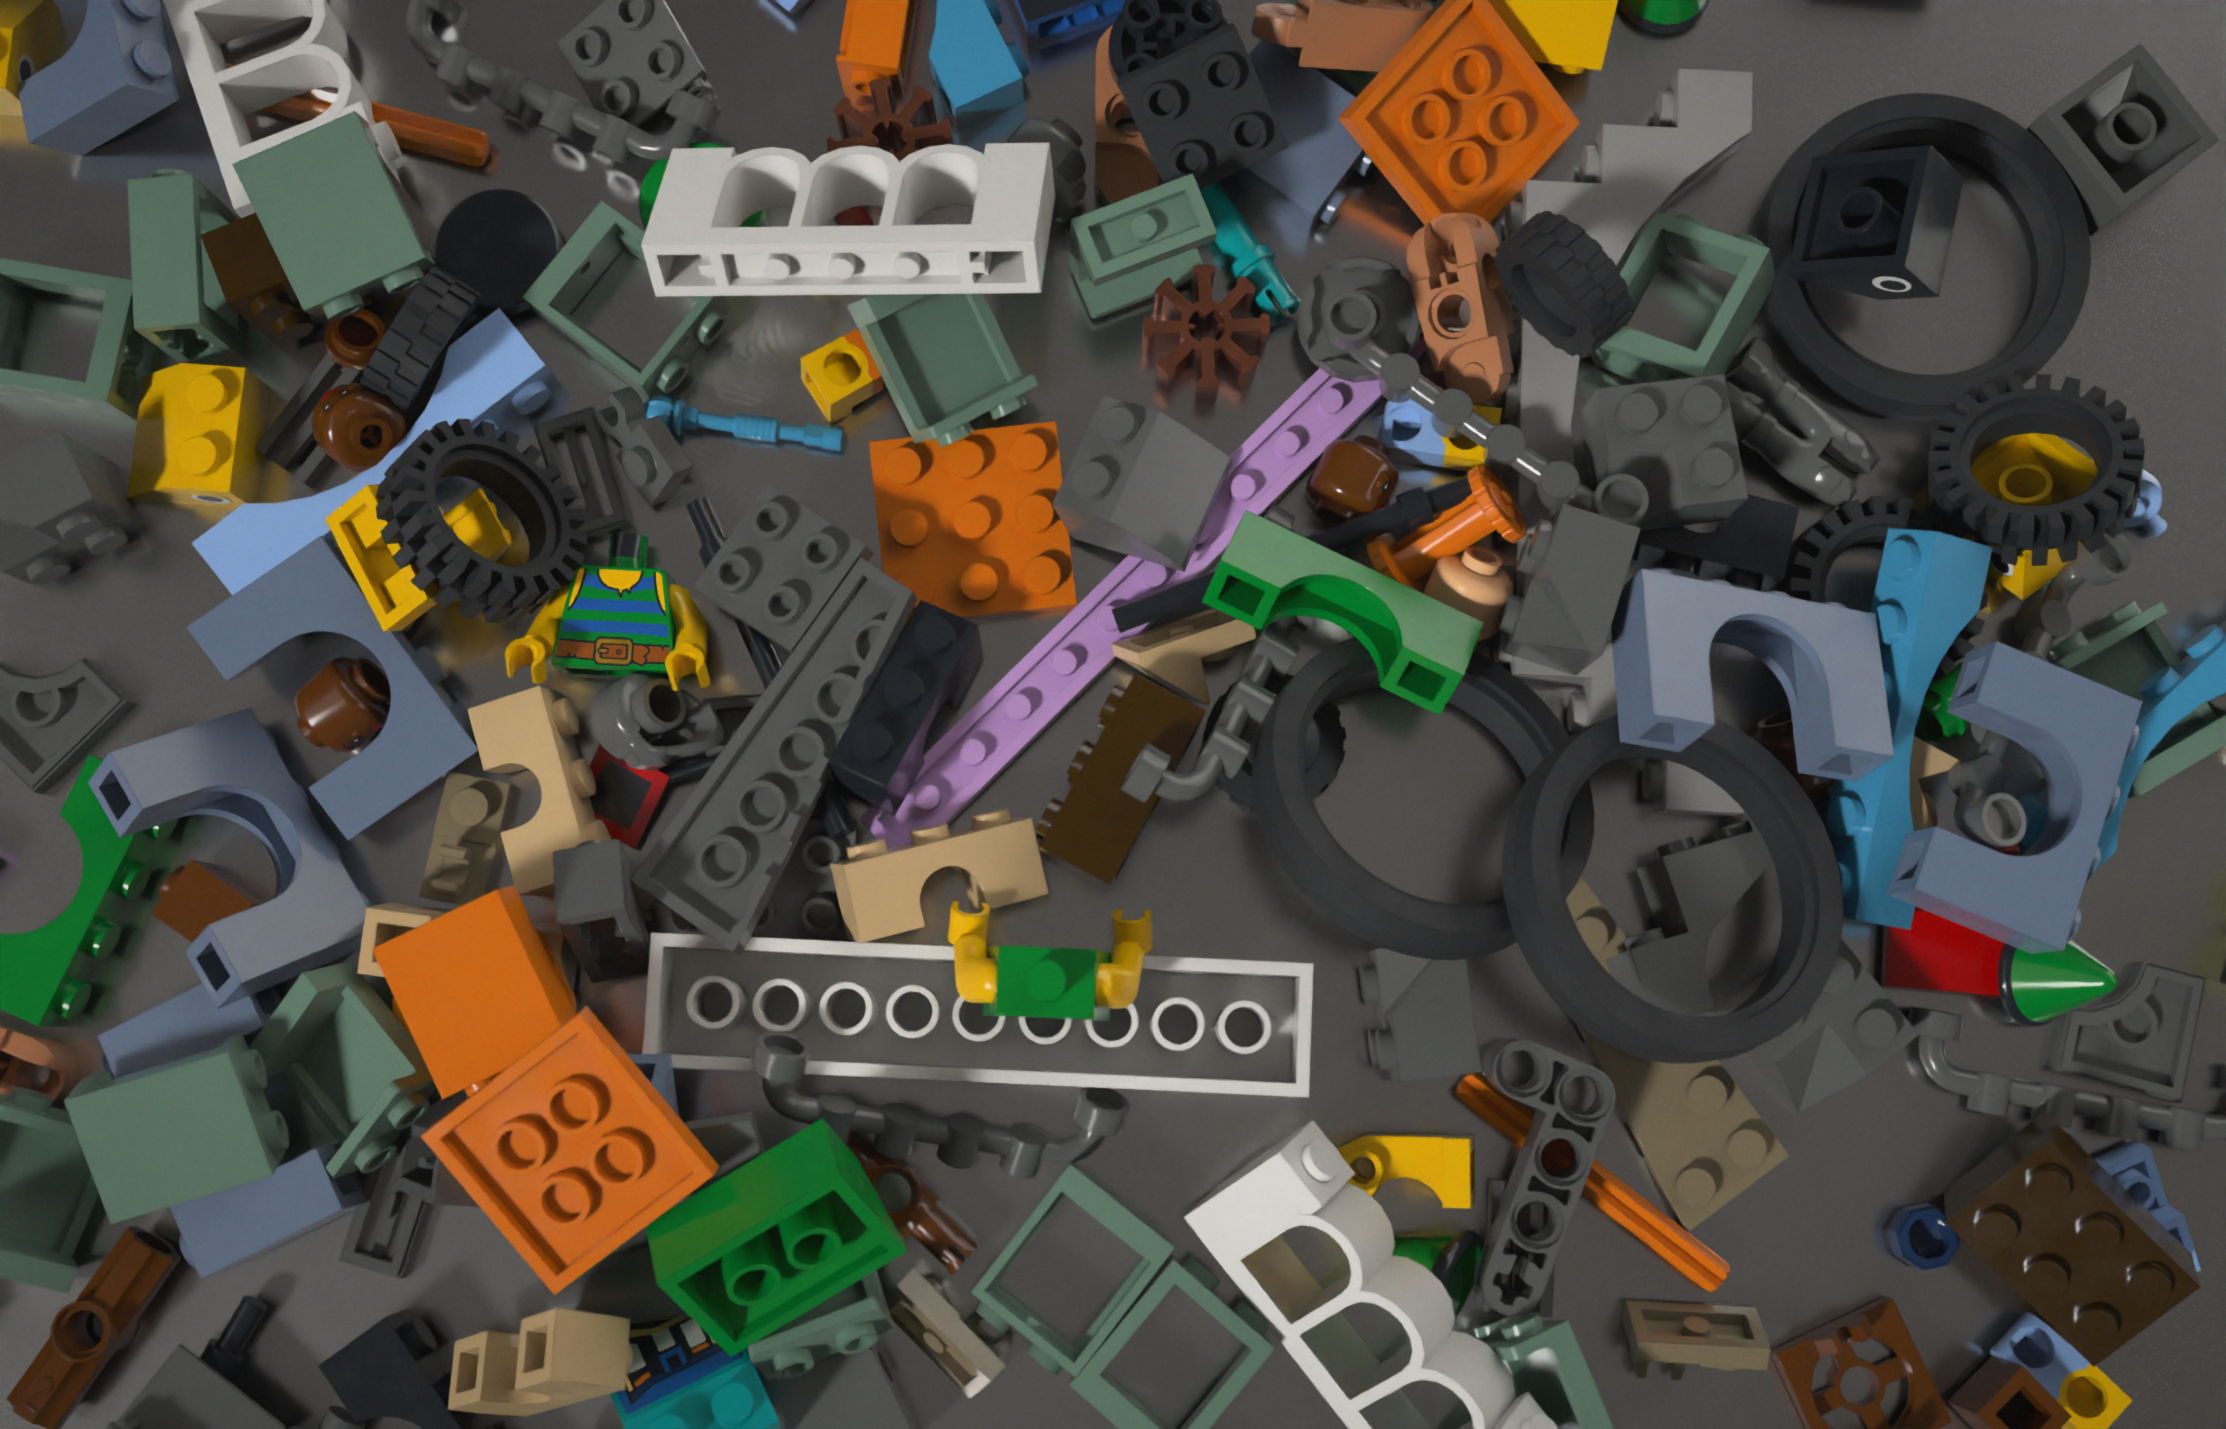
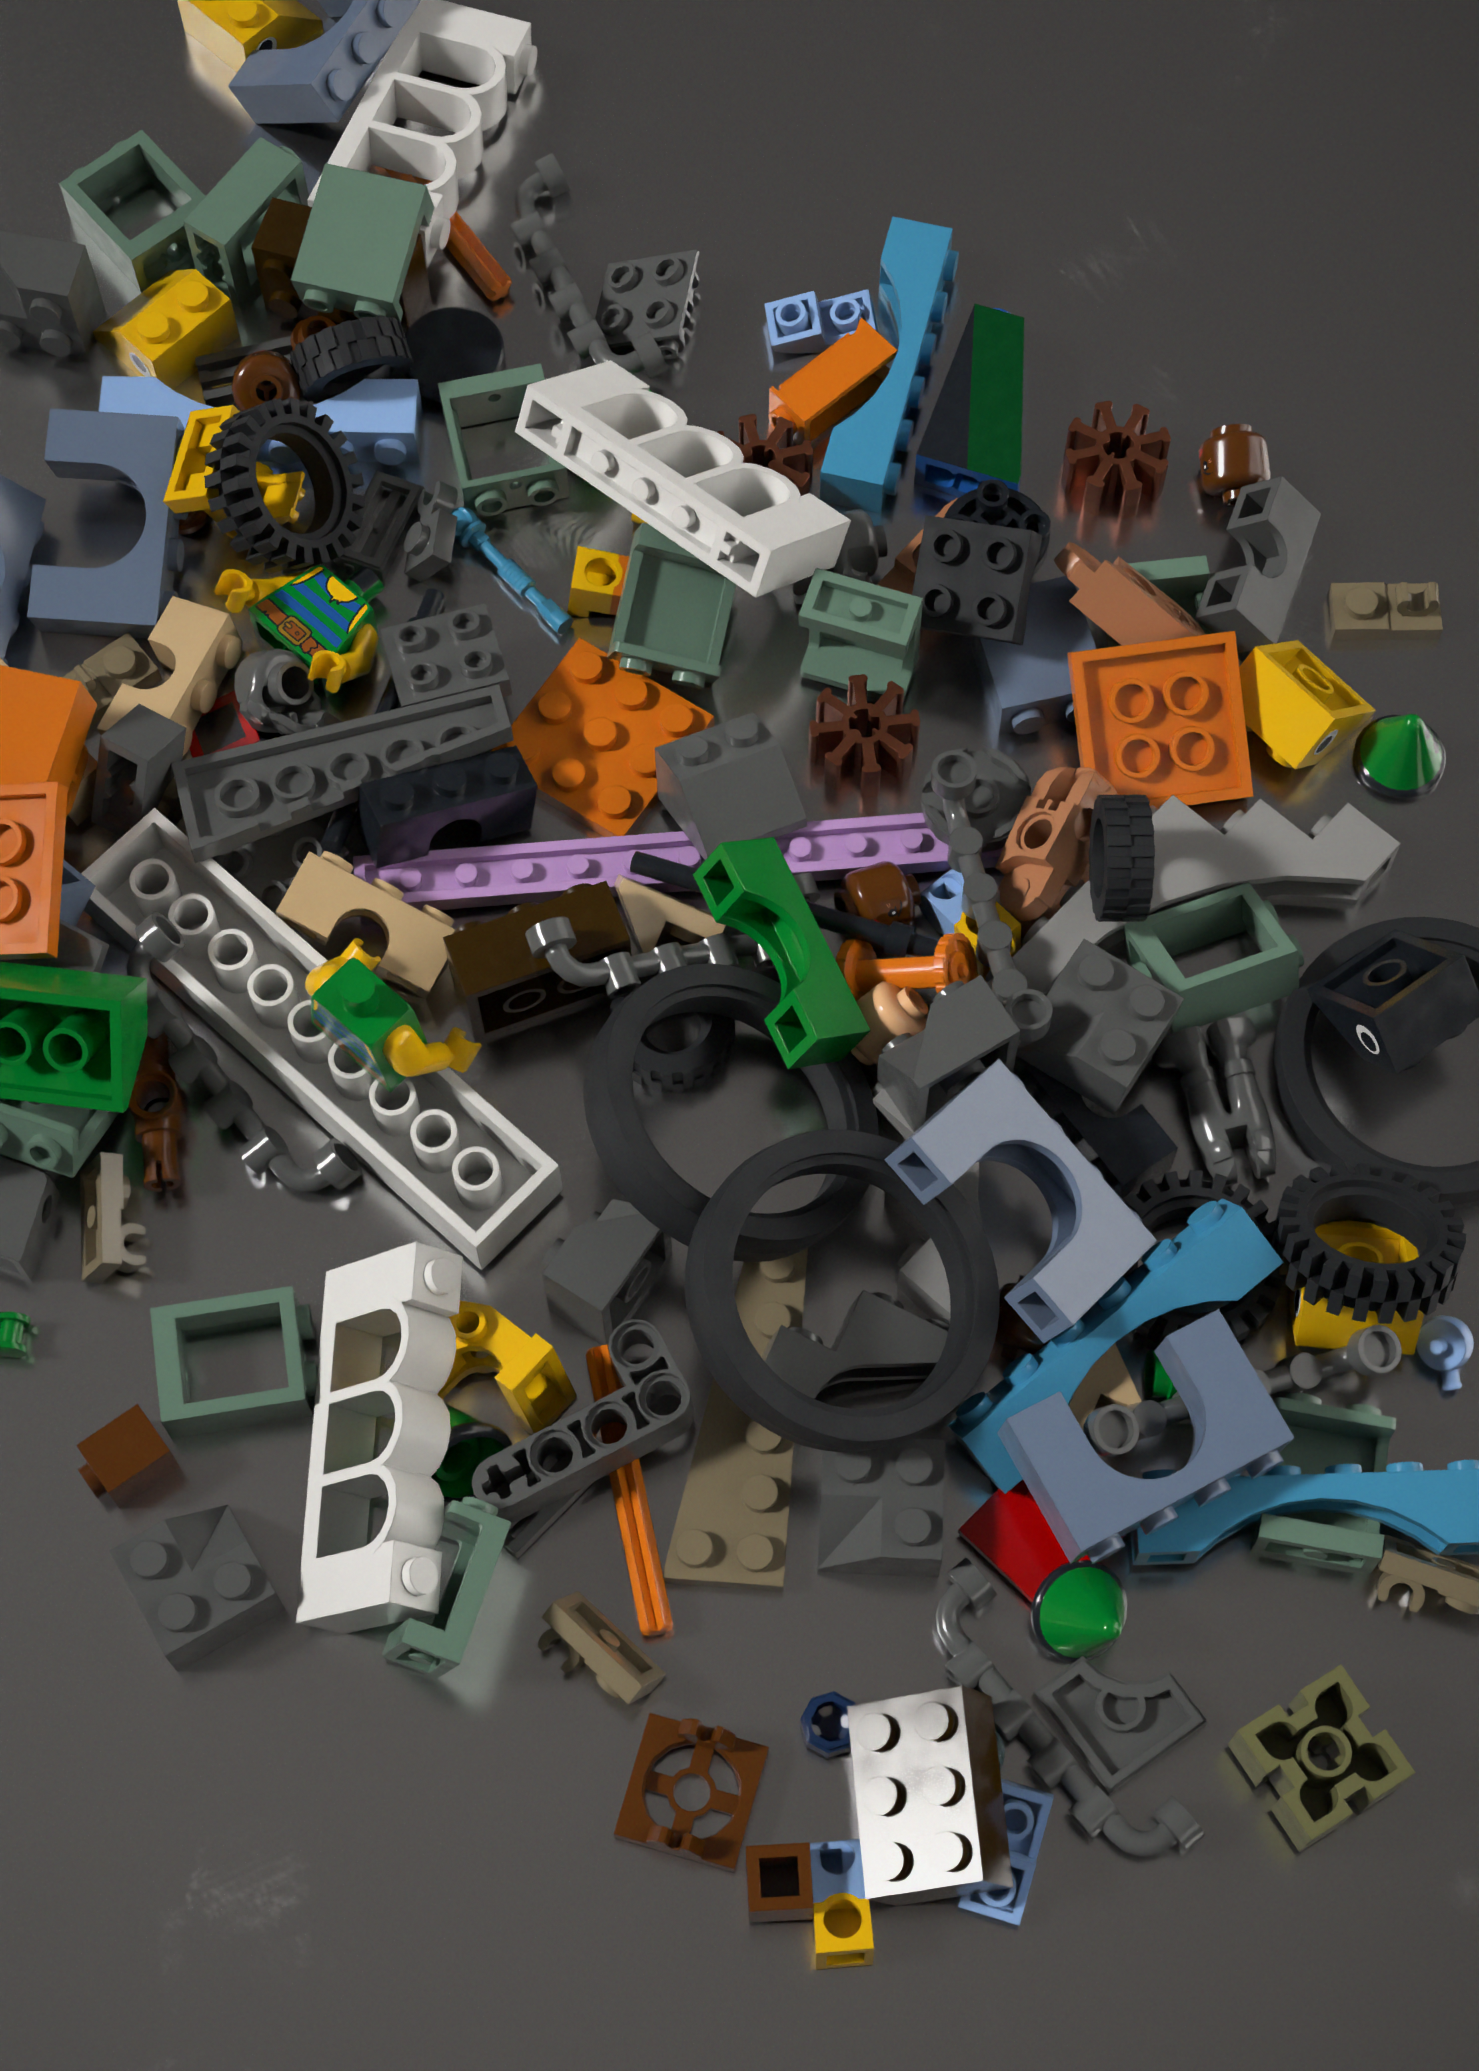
camera: 45 degrees right, 15 degrees down
(343, 704) = (100, 537): reddish brown head -> none
(1047, 1345) = (215, 1200): sand green window -> none
(1248, 256) = (939, 712): teal pin -> none

